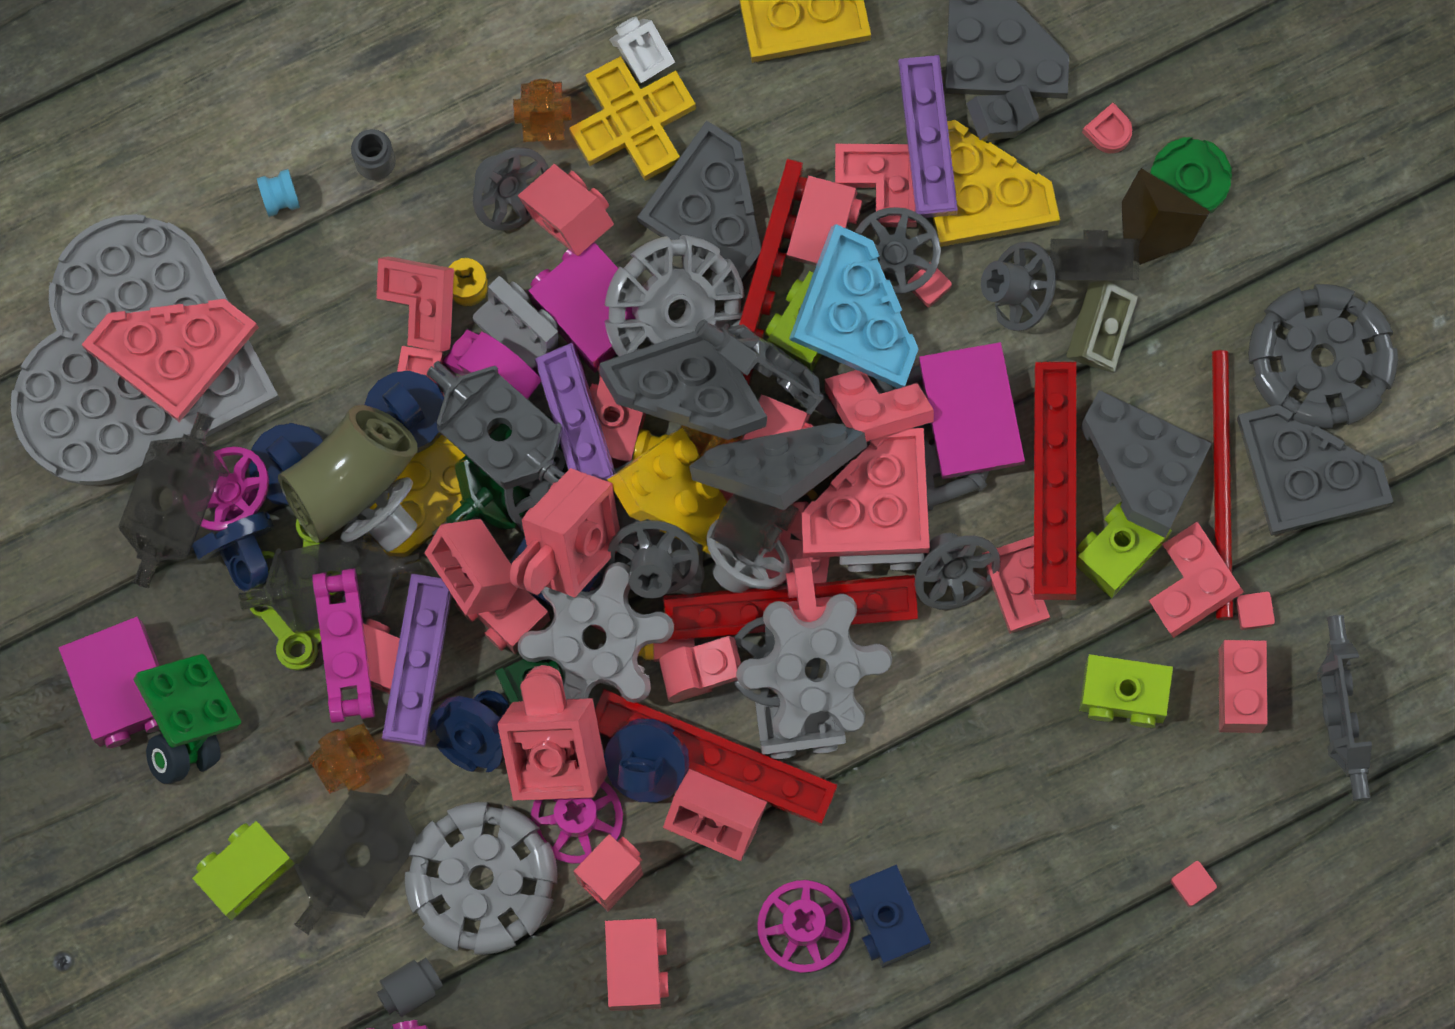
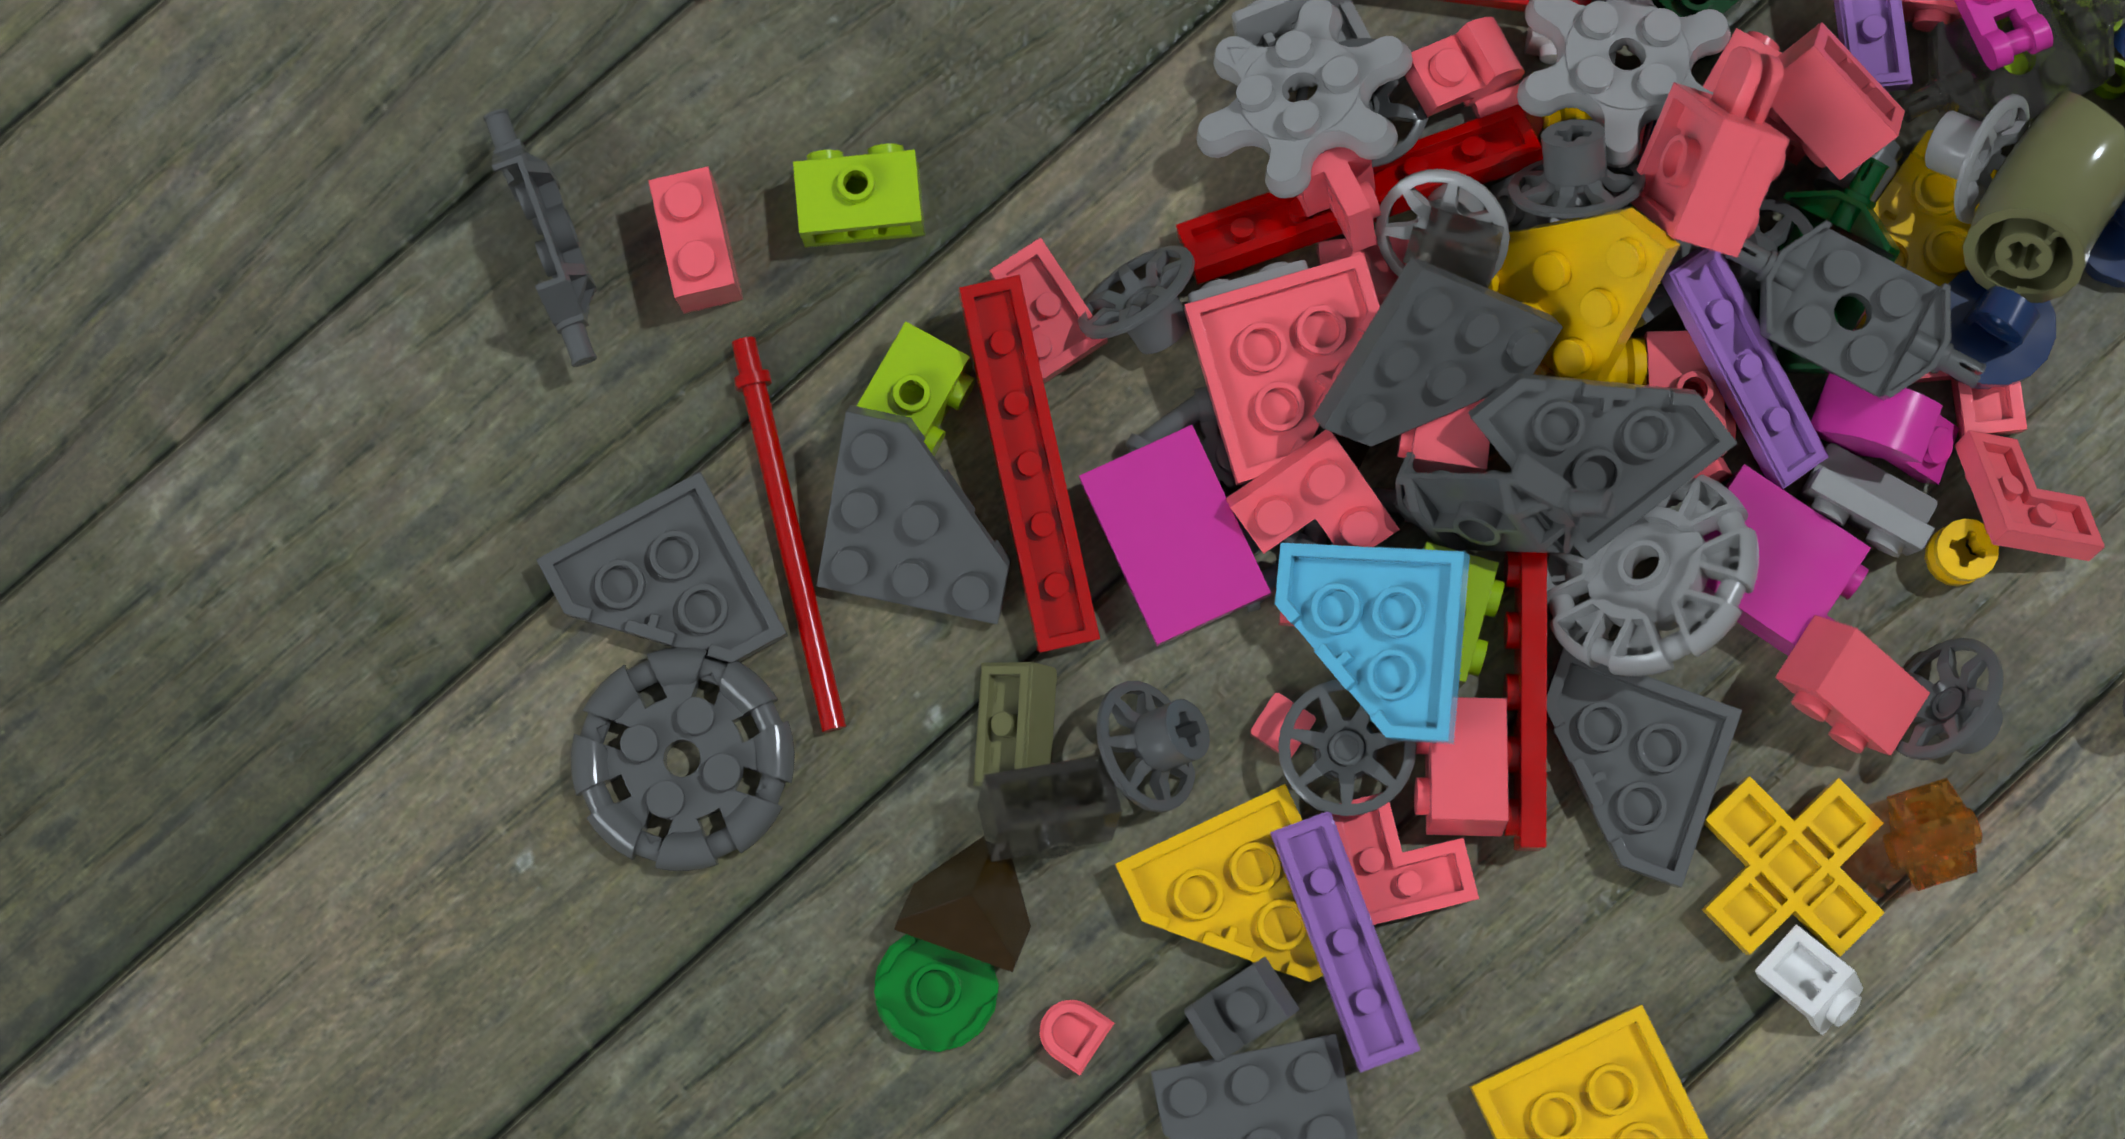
camera: 170 degrees right, 5 degrees up
(1204, 585) = (781, 381): coral plate -> none
(1255, 610) = (702, 363): coral piece -> none

